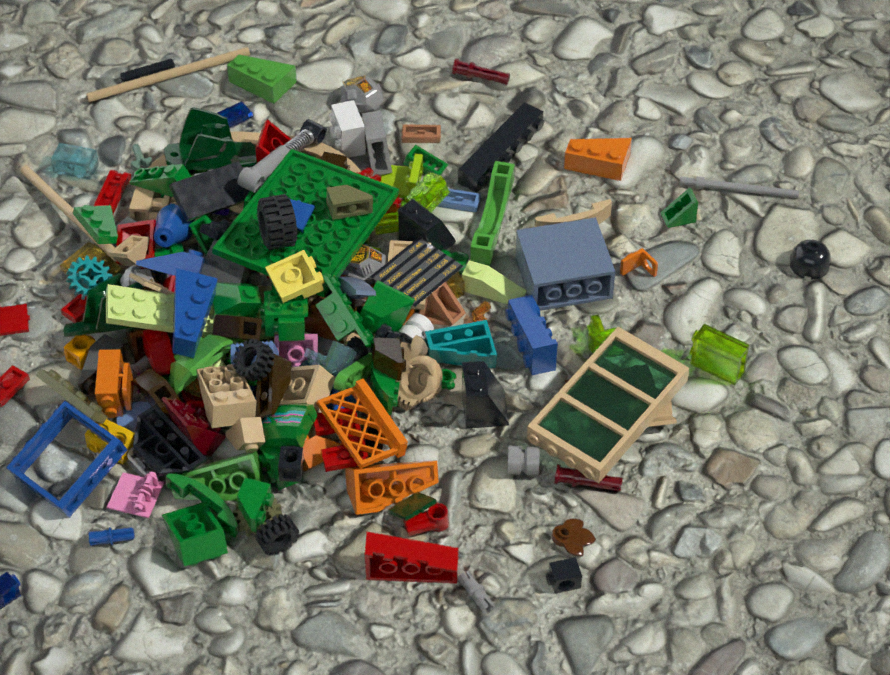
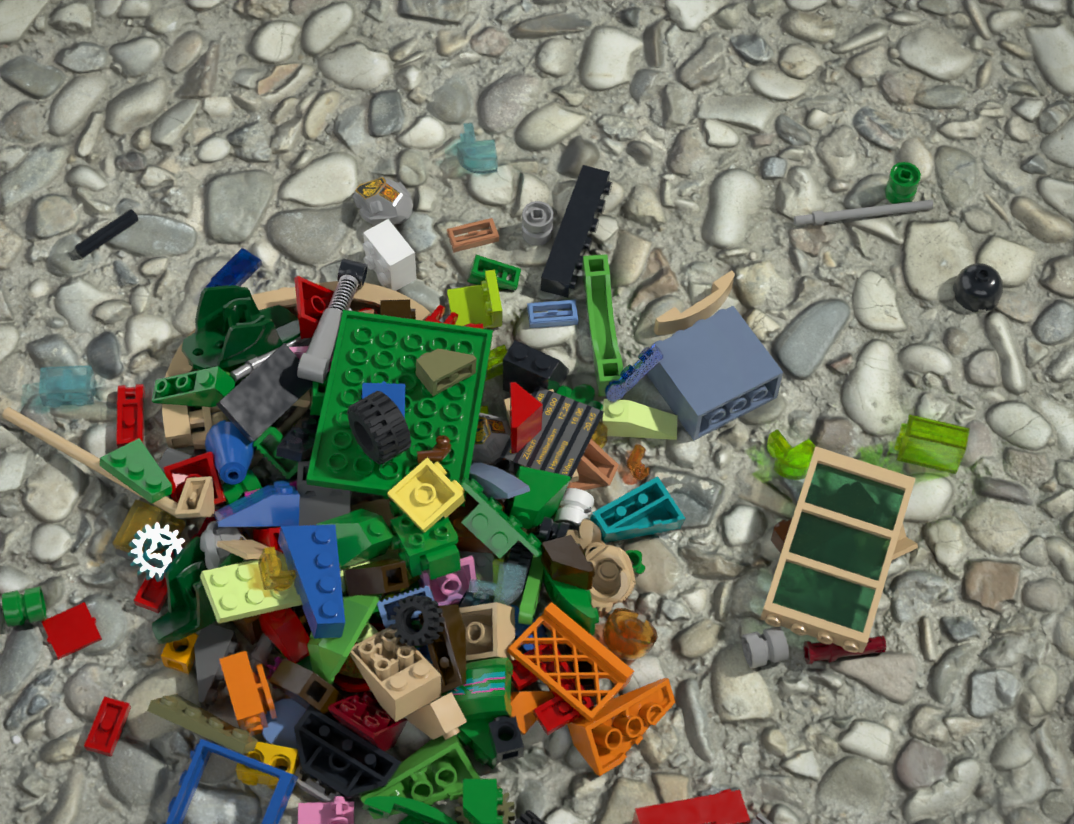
camera: 20 degrees left, 10 degrees up
(140, 160) = (146, 360): sand green bar -> none
(159, 302) = (271, 571): none -> clear yellow bracket
(165, 75) = (133, 232): tan piece -> none
(261, 76) = (253, 207): bright green wedge -> none
(319, 254) = (438, 452): none -> reddish brown arm
(377, 142) = (431, 264): light grey slope -> none
(393, 250) = (524, 417): none -> red slope
(412, 506) = (662, 747): dark green piece -> none
(418, 423) = (628, 635): none -> clear orange cylinder
(427, 520) = (683, 762): red piece -> none
(429, 191) = (517, 319): clear neon green brick -> none
(447, 80) = (475, 155): none -> clear light blue brick
(471, 70) = (501, 133): dark red pin -> none
(472, 134) = (537, 223): none -> light grey wheel
(482, 397) = (686, 579): black slope -> none
(495, 244) = (633, 374): none -> clear blue hinge
(532, 335) = (710, 475): blue wedge -> none
(564, 575) = (868, 785): black brick -> none
(573, 536) = (859, 728): reddish brown plate -> none
(598, 156) = (694, 215): orange wedge -> none
(638, 259) = (793, 338): orange bracket -> none
(681, 210) = (814, 261): green slope -> none
(778, 171) = (902, 183): none -> green wheel

